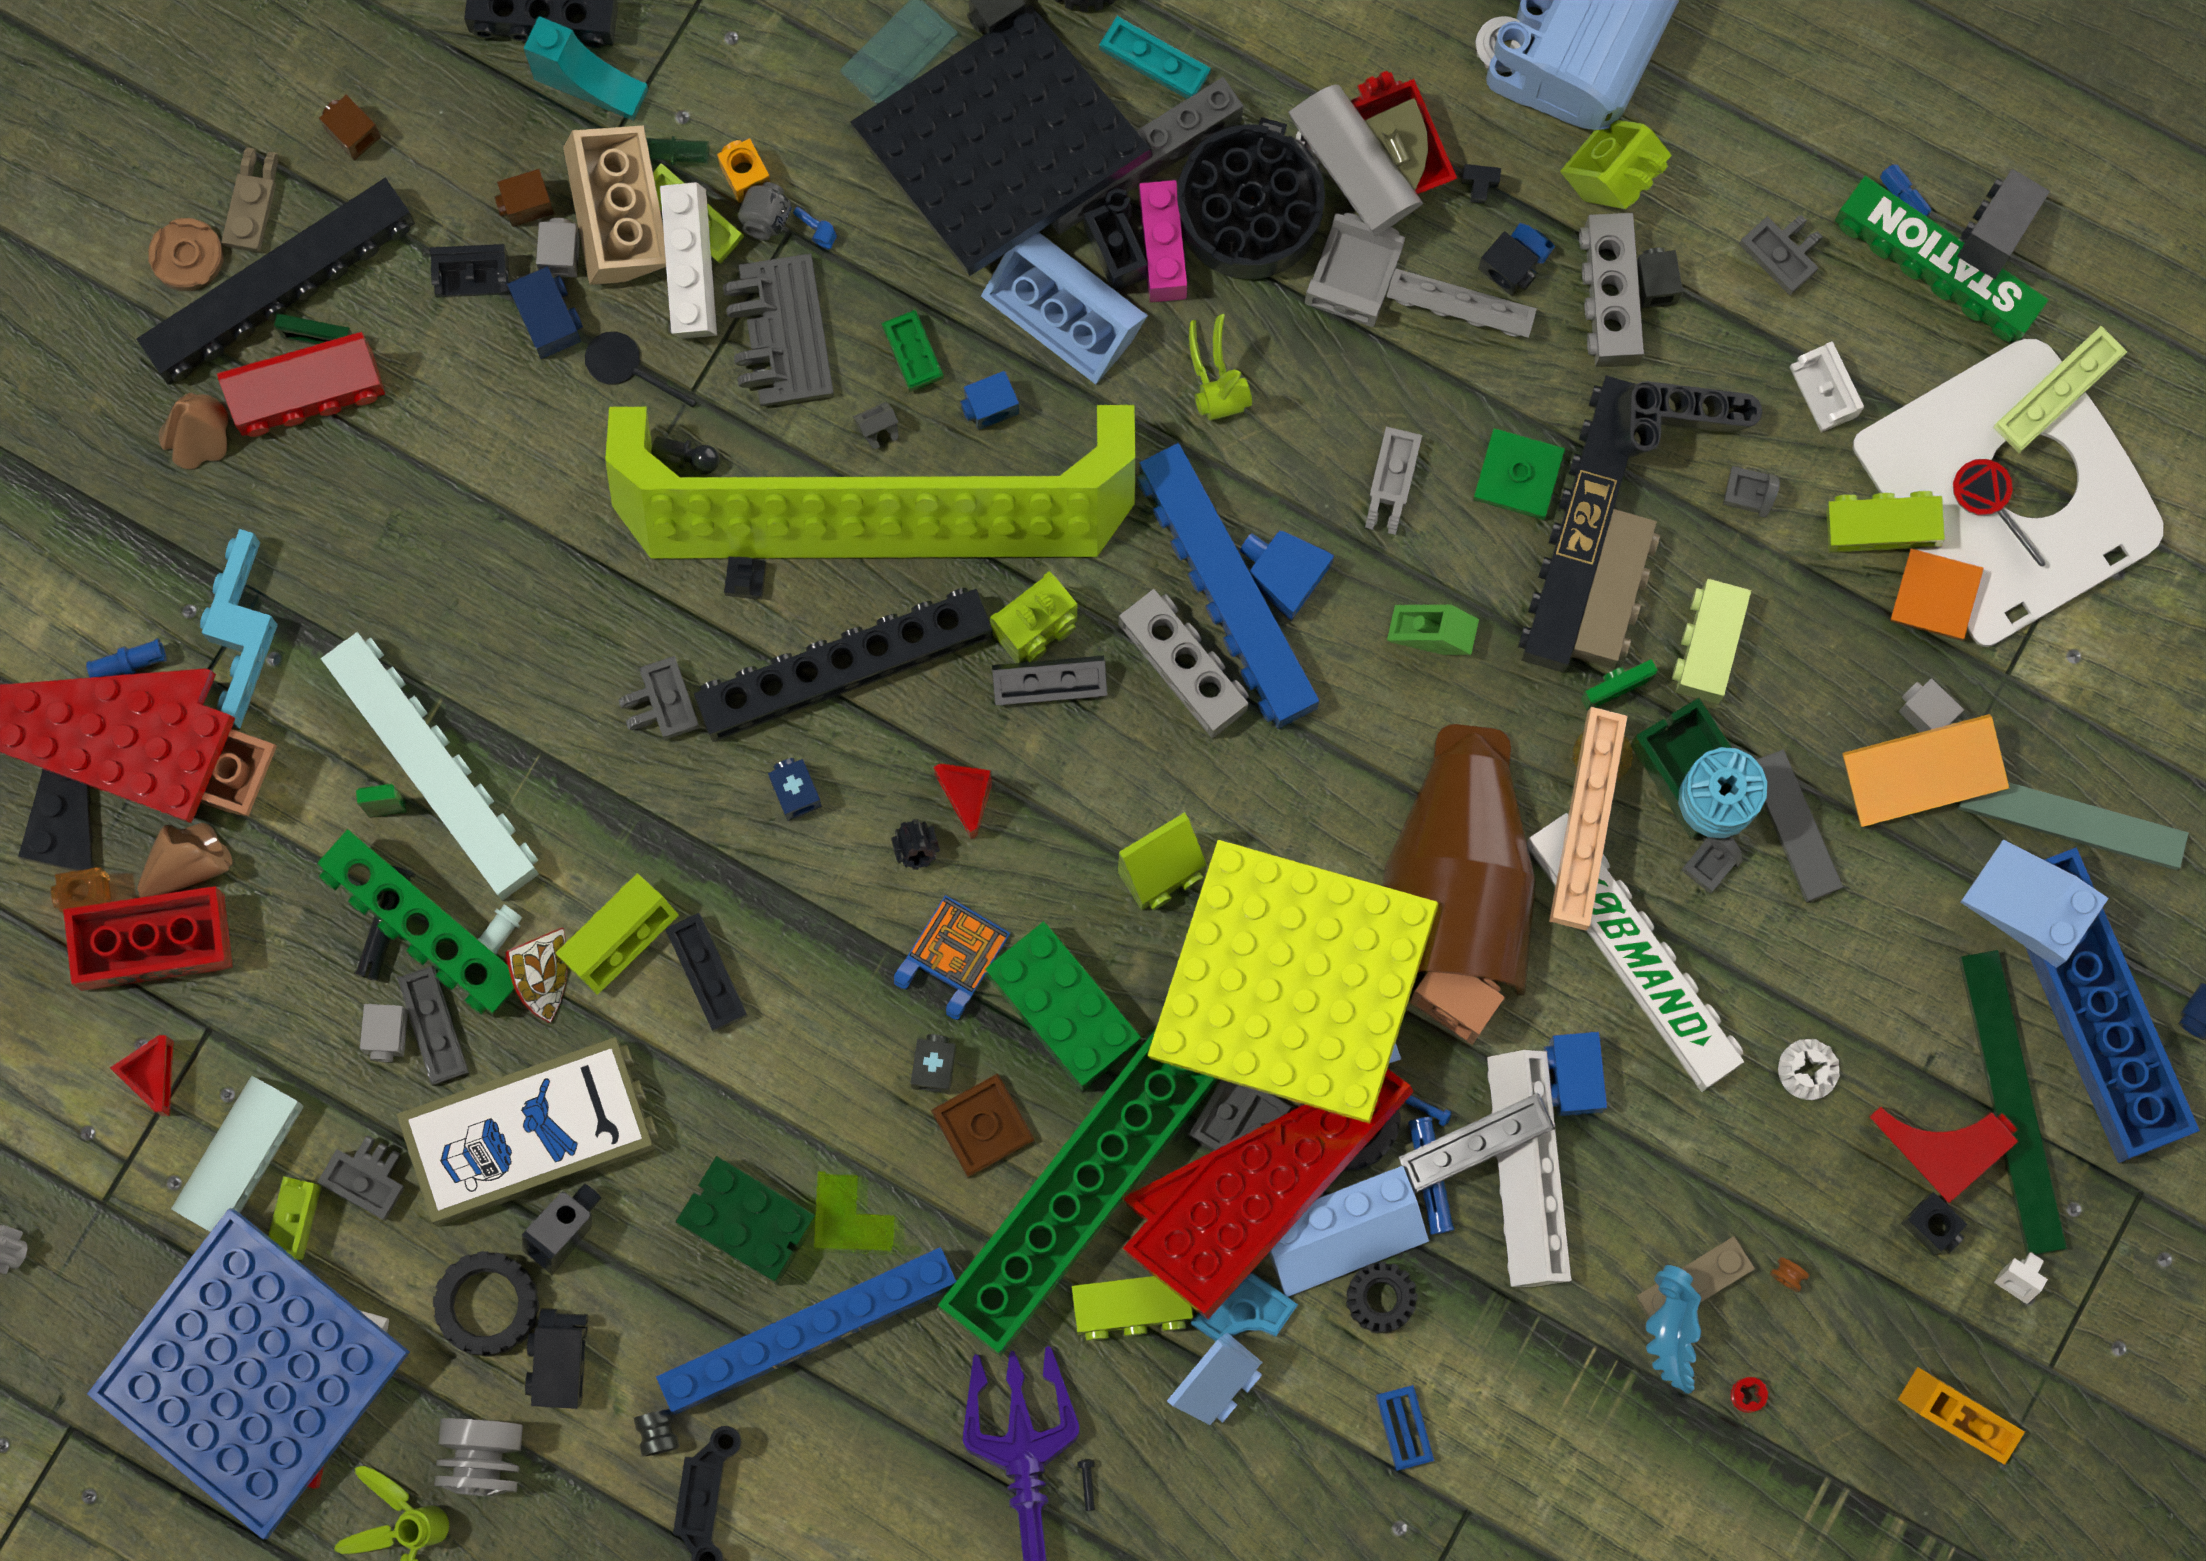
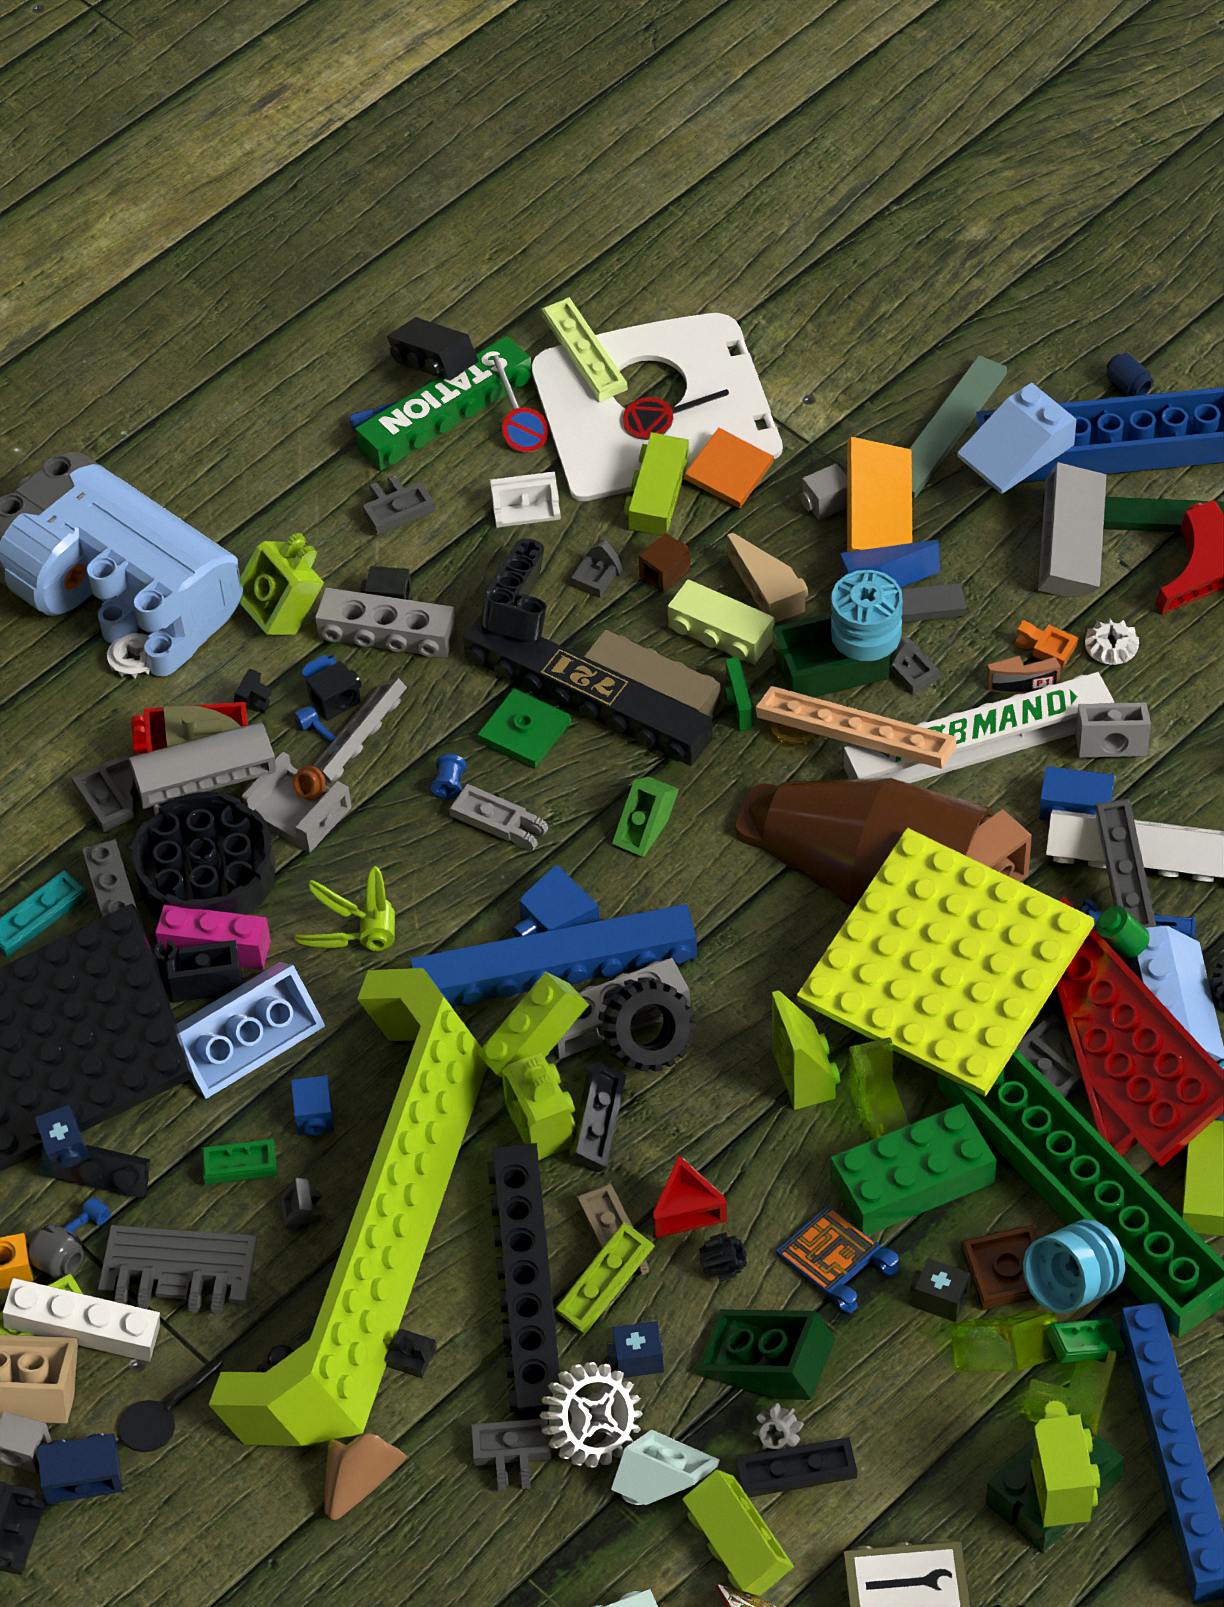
camera: 70 degrees left, 25 degrees down
(605, 566) = (357, 1471): none -> medium nougat hat
(672, 847) = (658, 1468): none -> light aqua slope
(689, 770) = (572, 1437): none -> white gear
(723, 1221) = (1063, 1468): none -> lime hinge
(739, 944) = (784, 1421): none -> light grey gear
(822, 912) = (768, 1351): none -> dark green slope
(863, 736) = (604, 1277): none -> lime tile
(868, 216) = (104, 1170): none -> black plate
(870, 174) = (62, 1137): none -> dark blue brick
(883, 1146) = (1003, 1343): none -> clear neon green panel
(908, 1218) = (1085, 1340): none -> green plate
(924, 729) = (604, 1216): none -> dark tan hinge
(974, 1189) = (1074, 1266): none -> medium azure wheel
(1117, 588) = (534, 1023): none -> lime brick
(1131, 709) = (673, 1033): none -> black tyre
(1140, 953) = (874, 1088): none -> clear neon green panel
(1315, 71) = (108, 792): none -> dark grey wing
(1374, 275) = (309, 783): none -> dark orange plate
(1384, 1156) = (1122, 931): none -> green brick
(1429, 414) = (448, 777): none -> blue bush
(1469, 248) = (308, 717): none -> blue hand
(1672, 1093) = (1112, 730): none -> light grey brick
(1724, 970) = (1015, 678): none -> slope
(1780, 560) = (664, 562): none -> reddish brown brick
(1780, 682) = (767, 579): none -> tan slope
(1782, 1005) = (1046, 643): none -> orange plate
(1831, 798) = (901, 562): none -> blue slope
(1932, 356) = (523, 427): none -> piece
(1943, 993) = (1072, 531): none -> light grey brick

